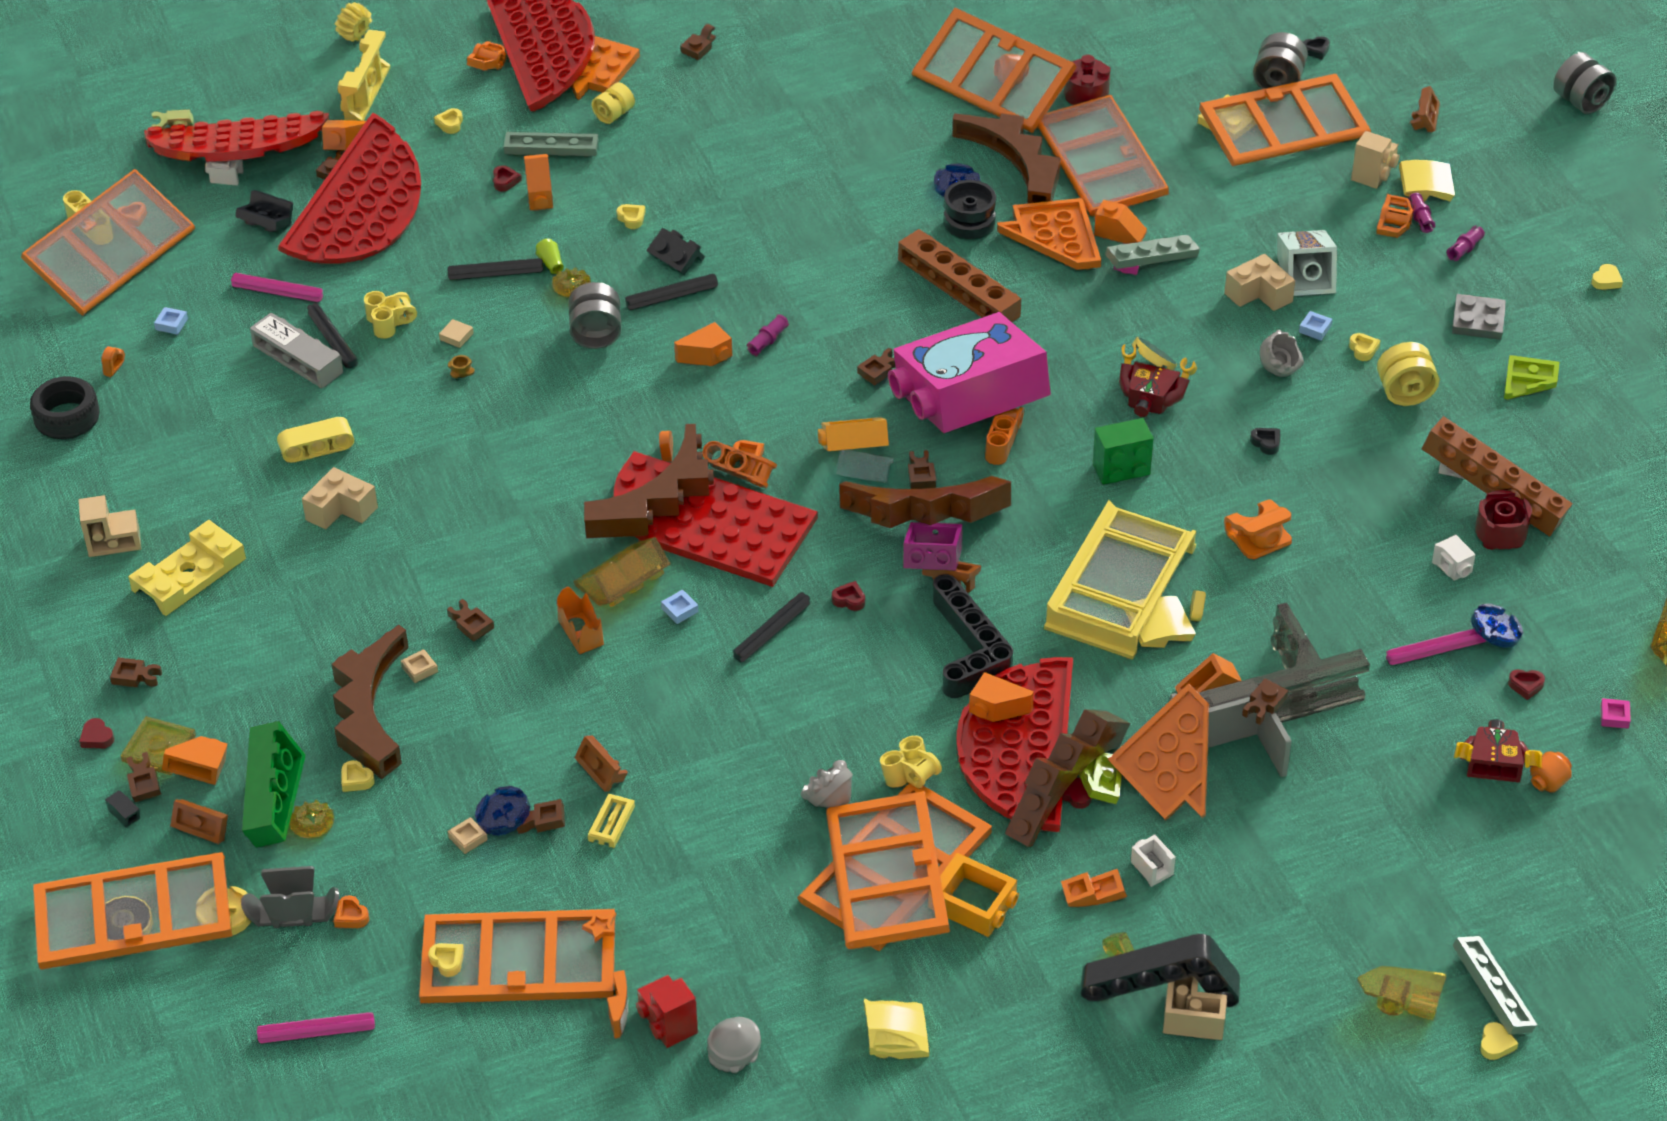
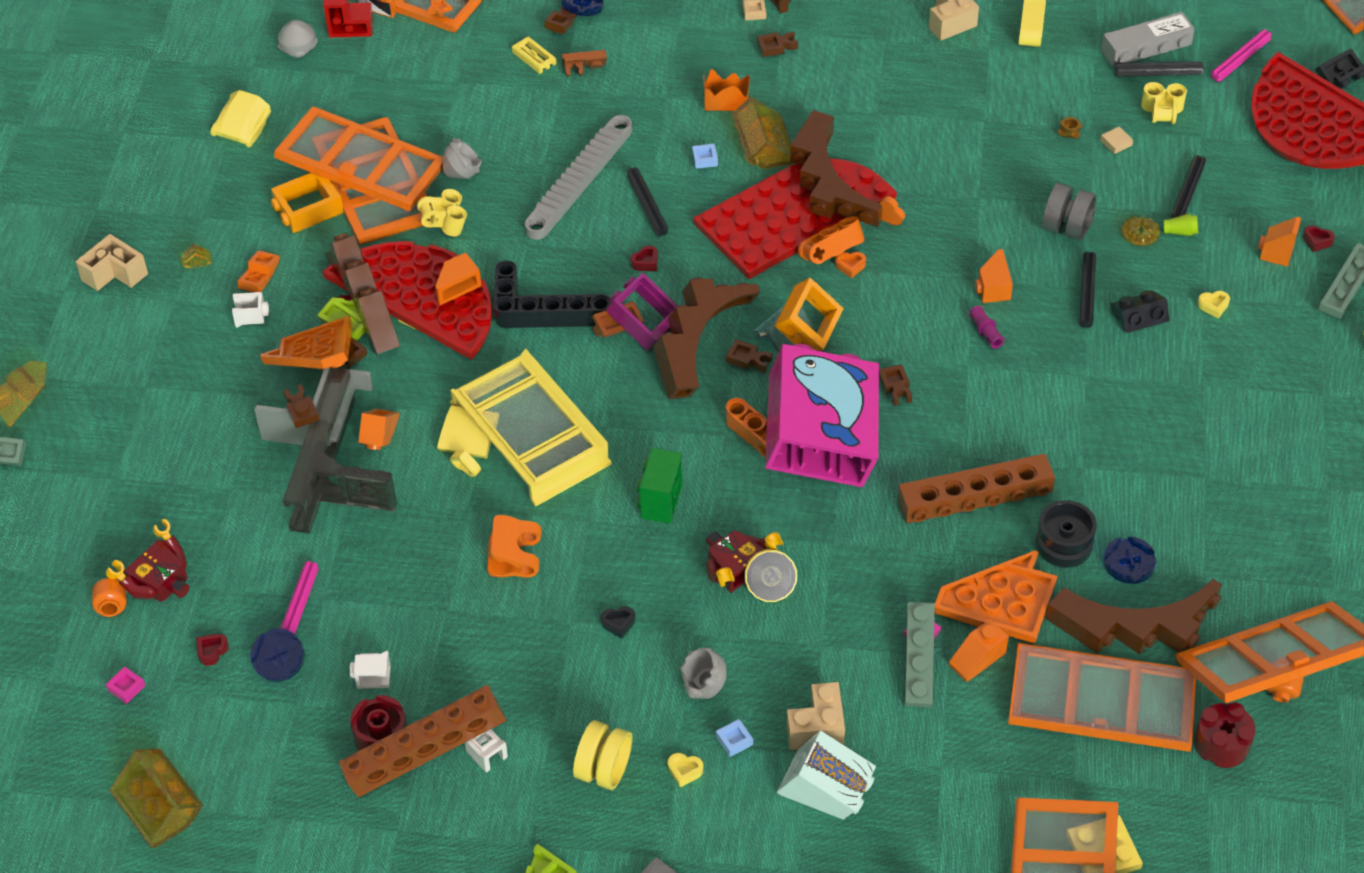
camera: 120 degrees right, 5 degrees up
(773, 694) = (578, 177): none -> light grey gear
(1162, 964) = (133, 244): black beam -> none

